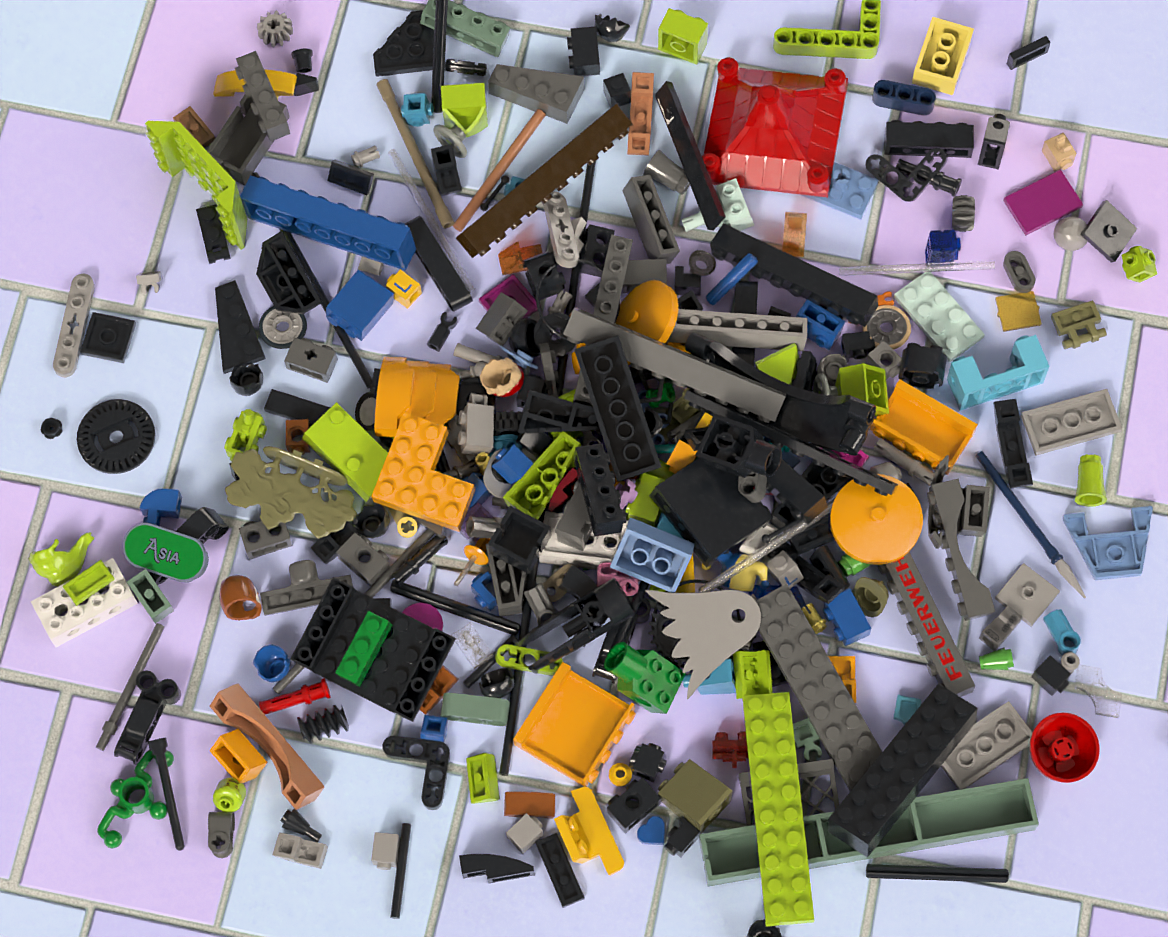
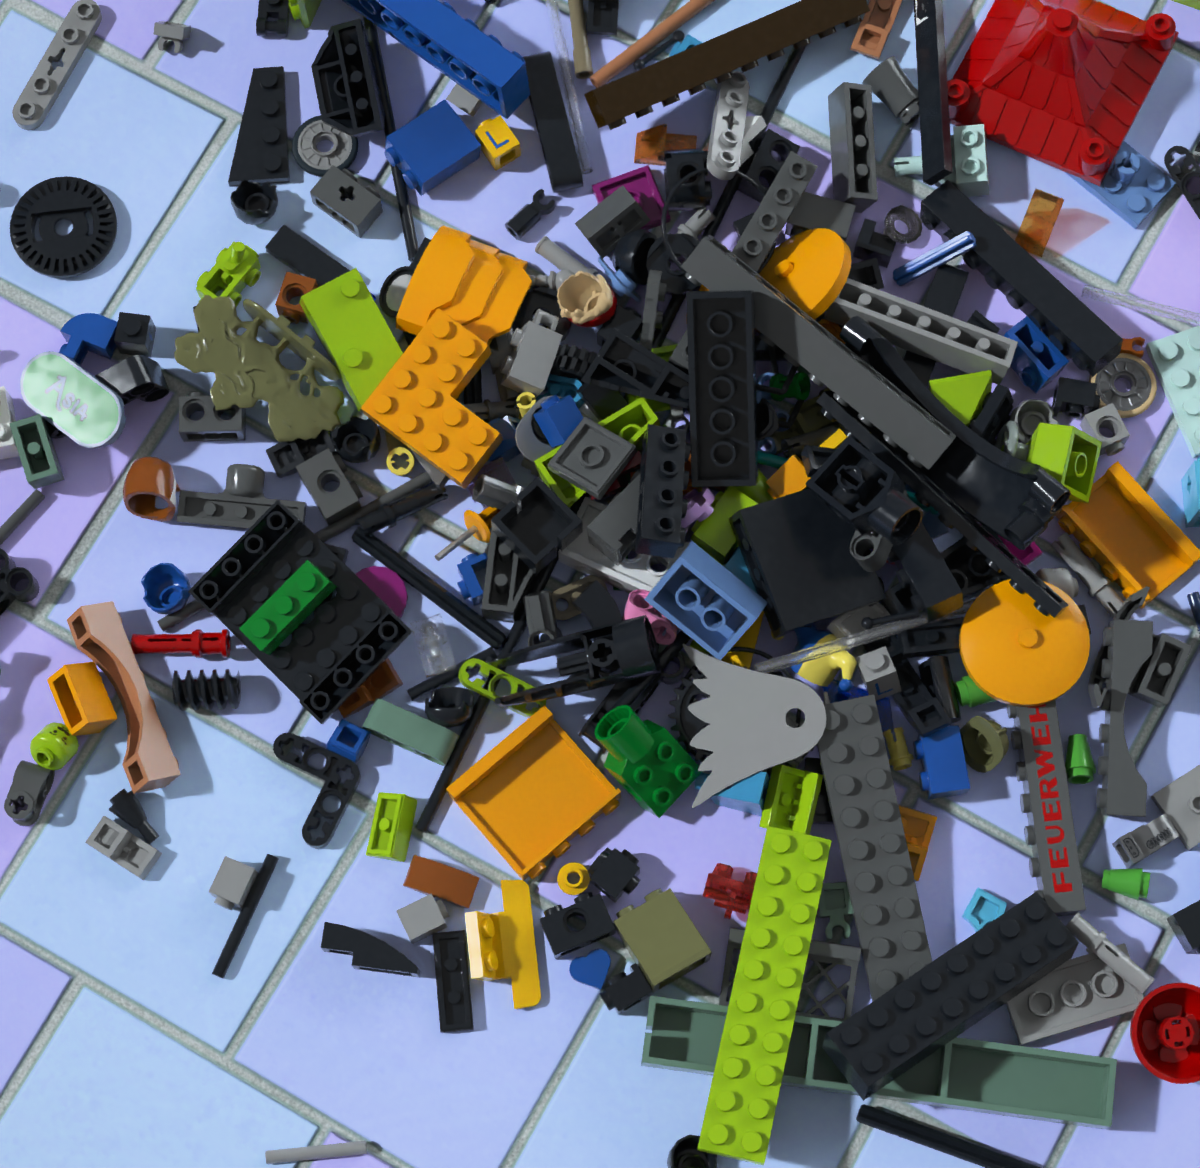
camera: 15 degrees right, 5 degrees up
(108, 337) = (95, 93): black plate -> none
(192, 495) = (135, 334): none -> black brick
(543, 482) = (592, 458): none -> dark grey plate
(923, 366) = (1154, 452): black brick -> none
(938, 588) = (1079, 760): none -> bright green cone
(1000, 710) = (1109, 953): none -> light grey pin

